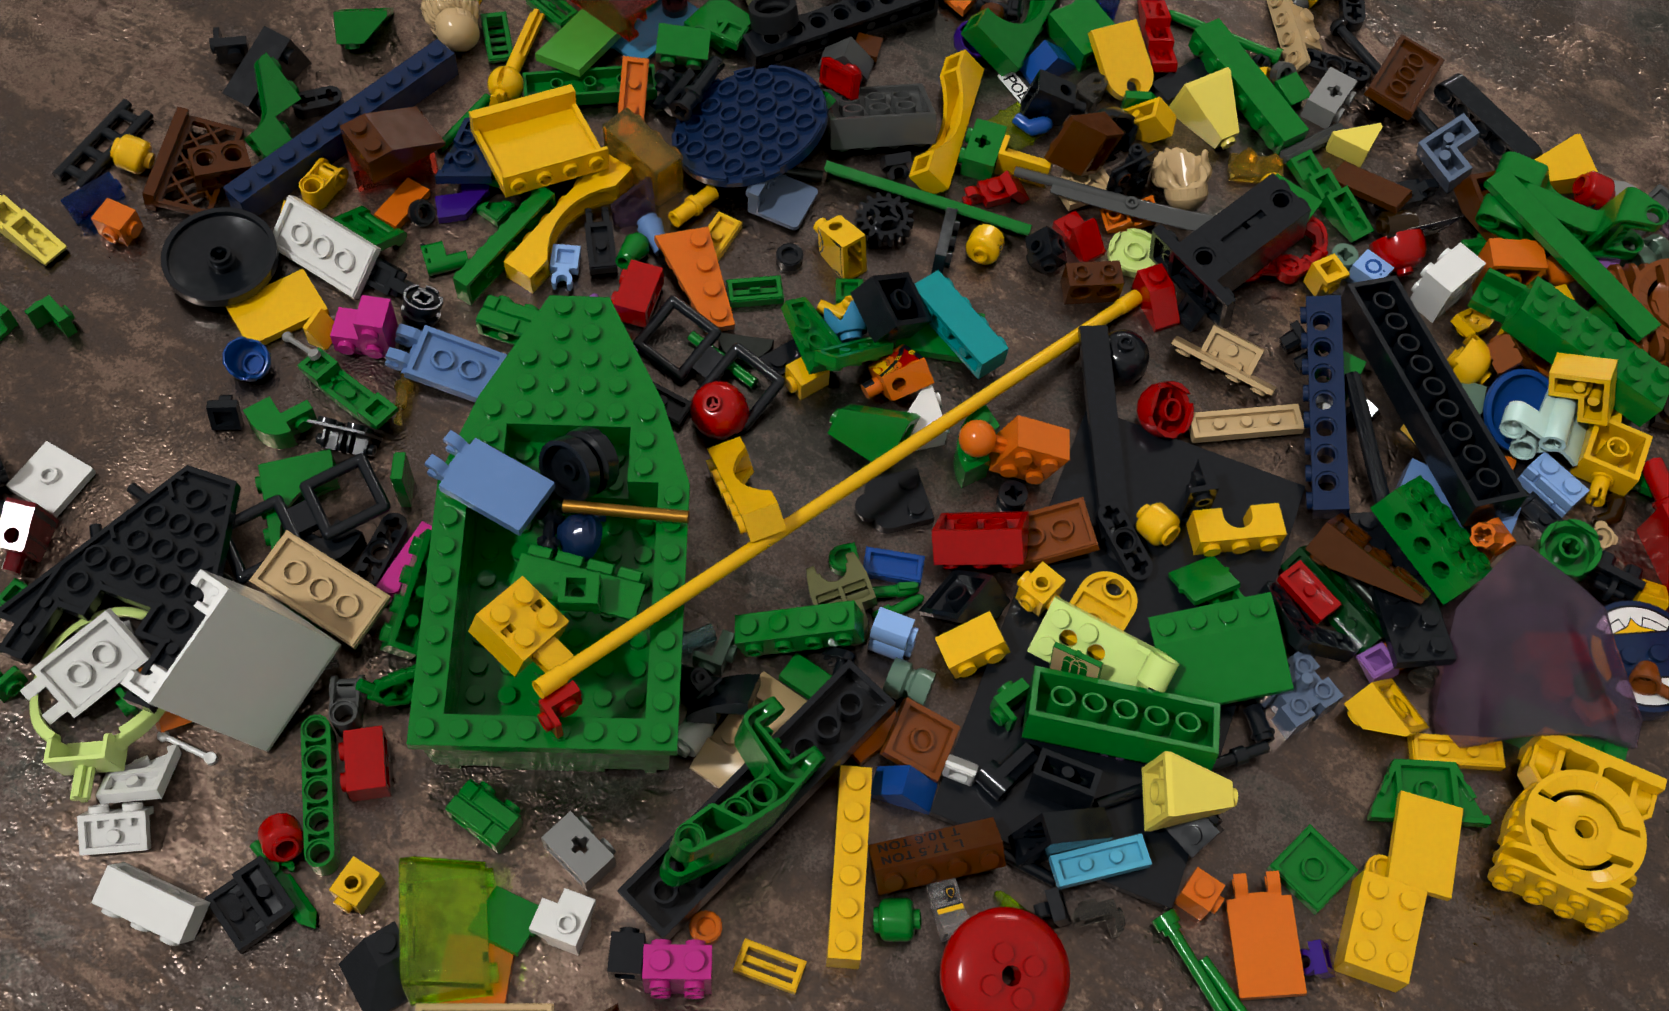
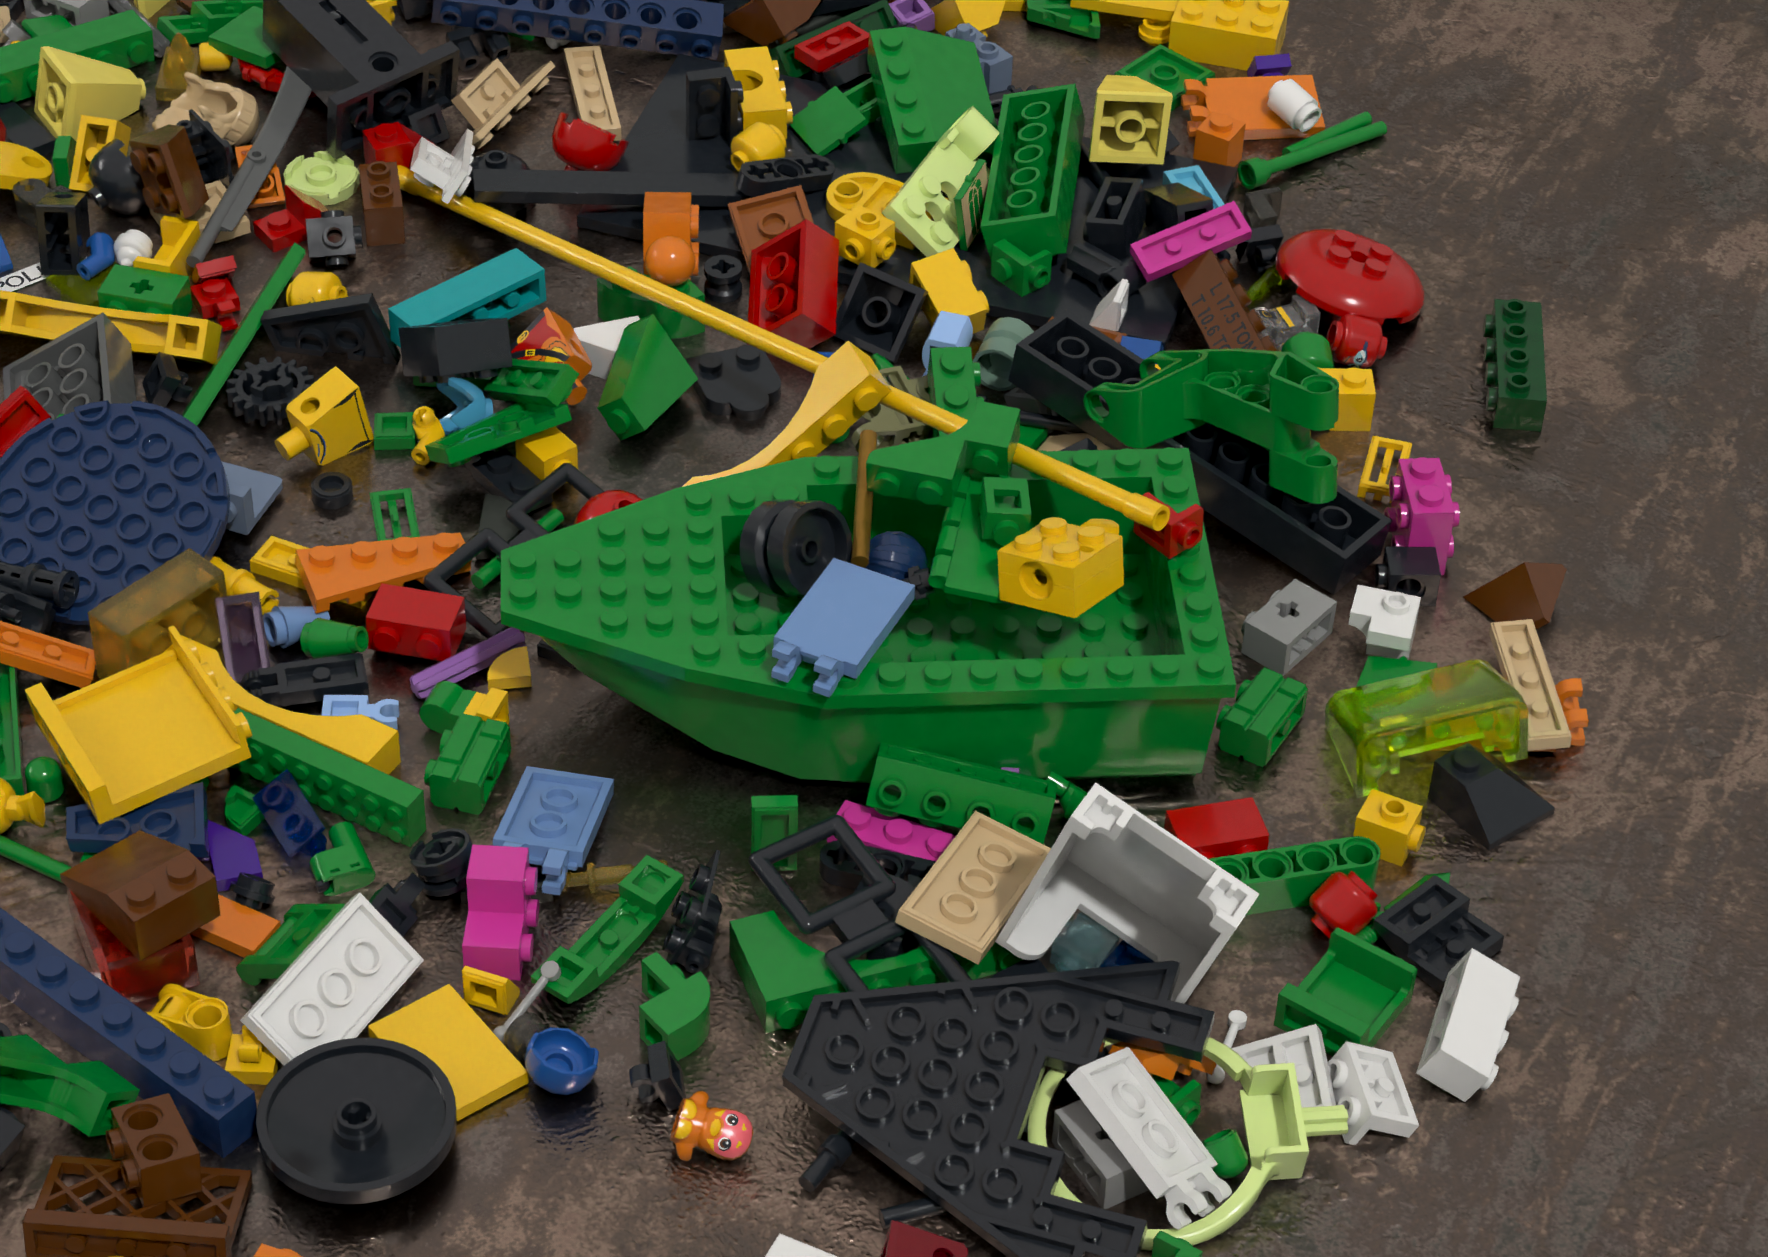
camera: 90 degrees left, 20 degrees down
(86, 725) = (1228, 1153): none -> green piece
(174, 437) = (715, 1130): none -> animal
(202, 827) = (1348, 993): none -> green panel
(275, 346) = (521, 1031): none -> clear smoke bush
(465, 233) = (291, 816): none -> clear blue hinge
(620, 548) = (934, 466): none -> green arch
(918, 964) = (1356, 341): none -> red head
(1015, 828) = (1190, 239): none -> dark pink plate
(1038, 142) = (130, 245): none -> white plate
(1123, 308) = (442, 169): none -> white bracket
(1249, 963) = (1294, 105): none -> white brick

